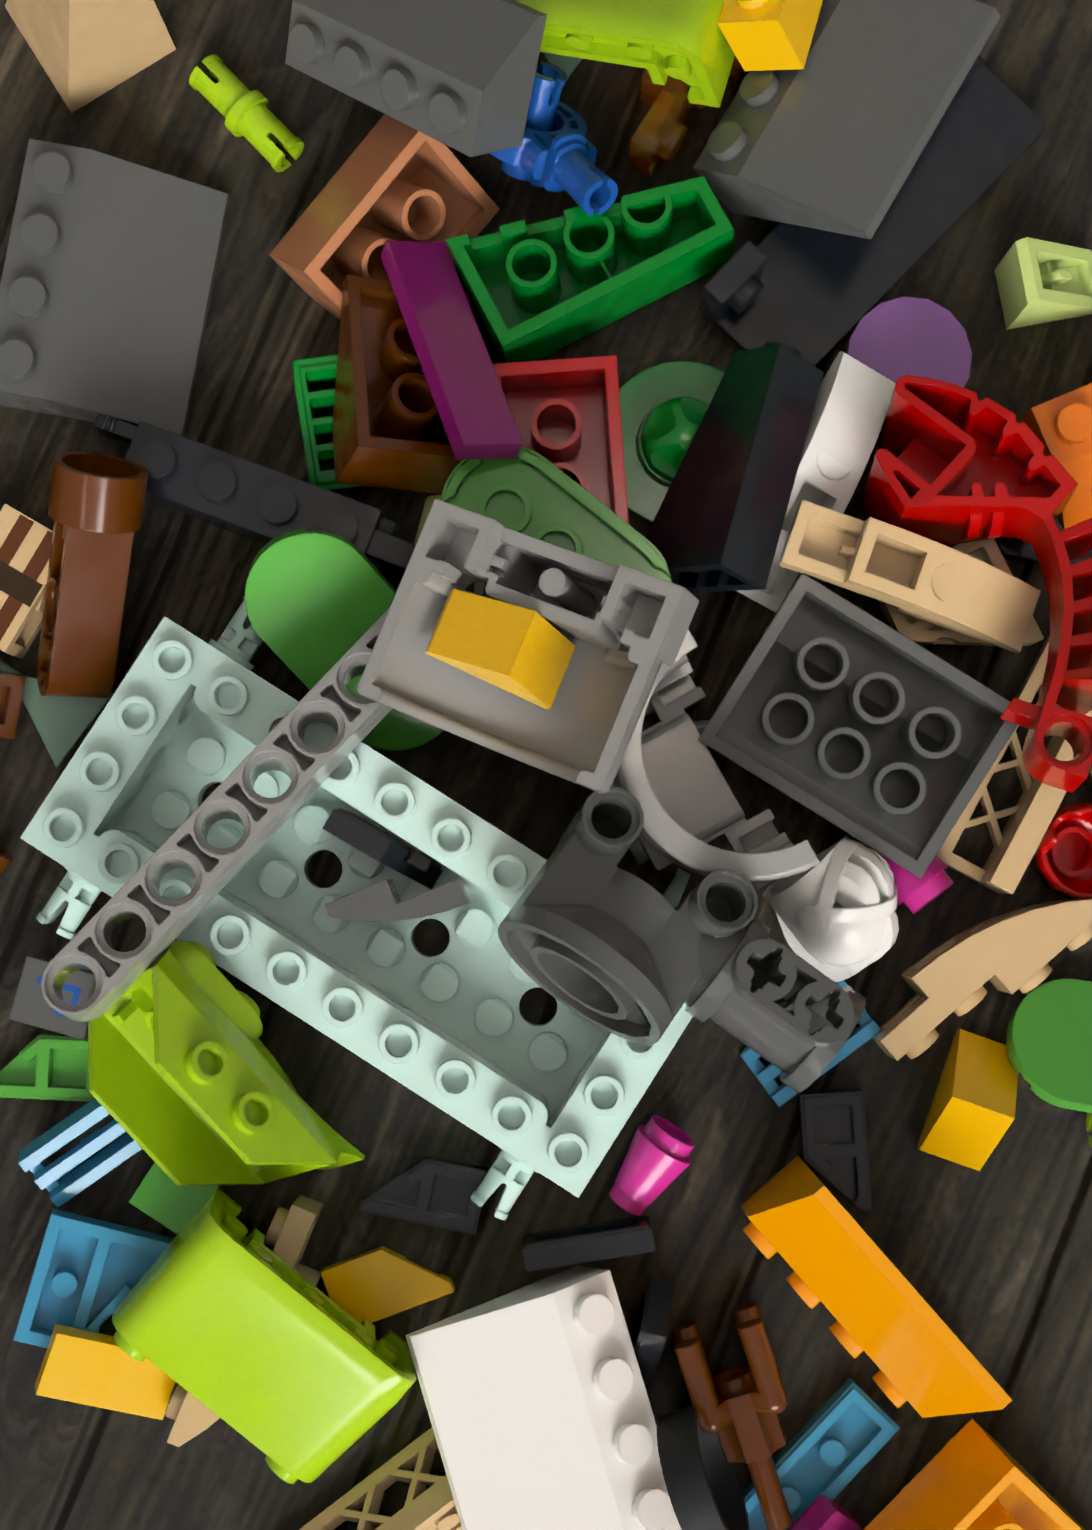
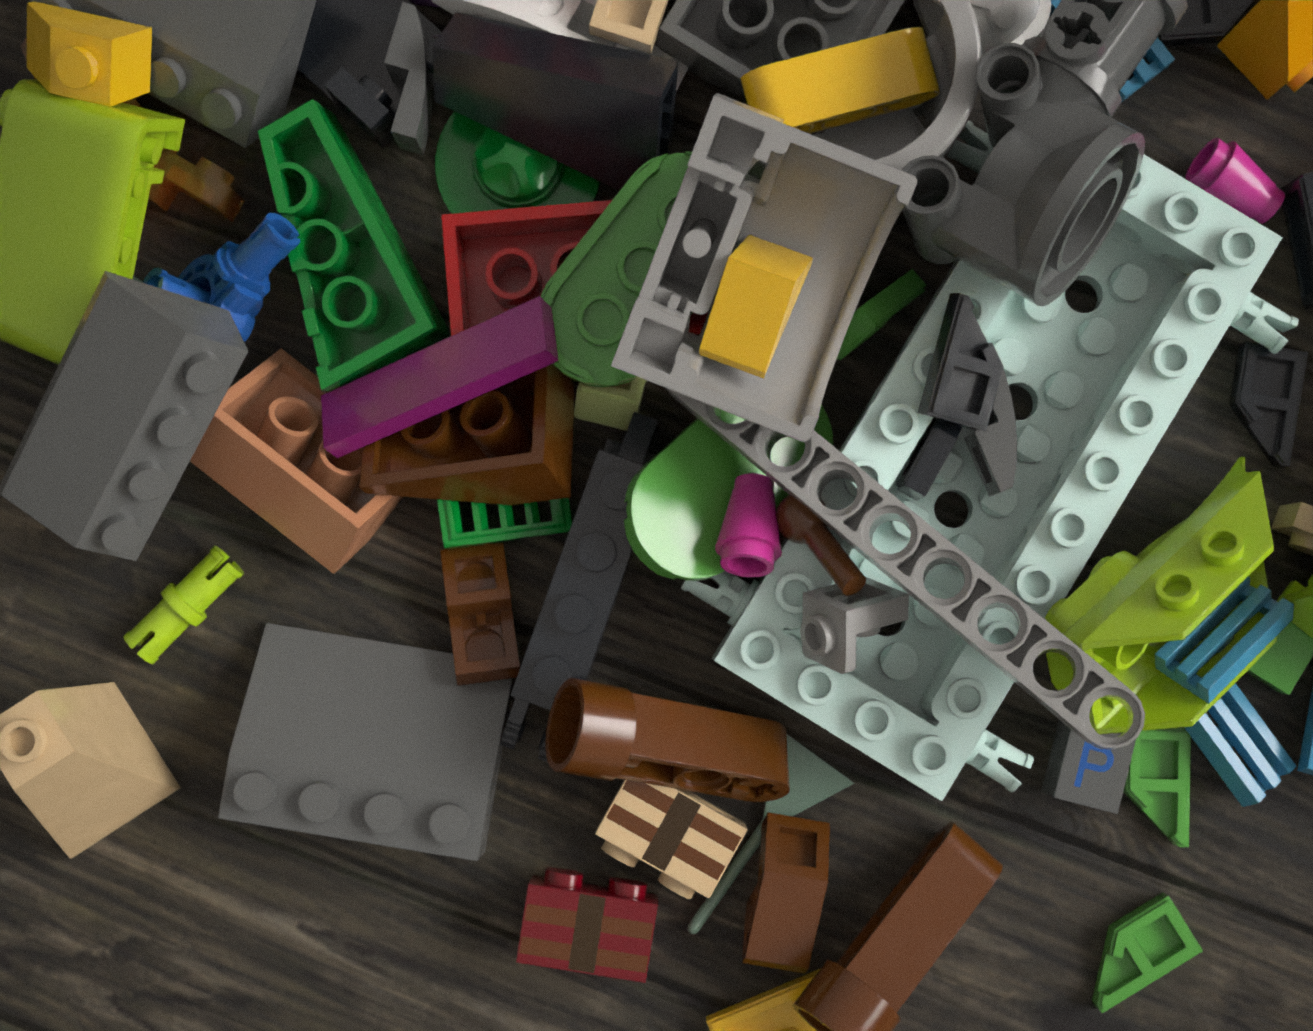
camera: 90 degrees left, 0 degrees up
(163, 1148) = (1257, 599): none -> dark azure tile
(203, 740) = (835, 620): none -> light grey bracket
(229, 399) = (480, 613): none -> reddish brown slope
(258, 726) = (804, 527): none -> reddish brown bar
(290, 652) = (750, 528): none -> dark pink cone
(442, 864) = (962, 370): none -> black tile
(519, 795) = (879, 310): none -> bright green tile
(738, 751) = (846, 81): none -> yellow beam
(783, 323) = (408, 67): none -> dark grey slope

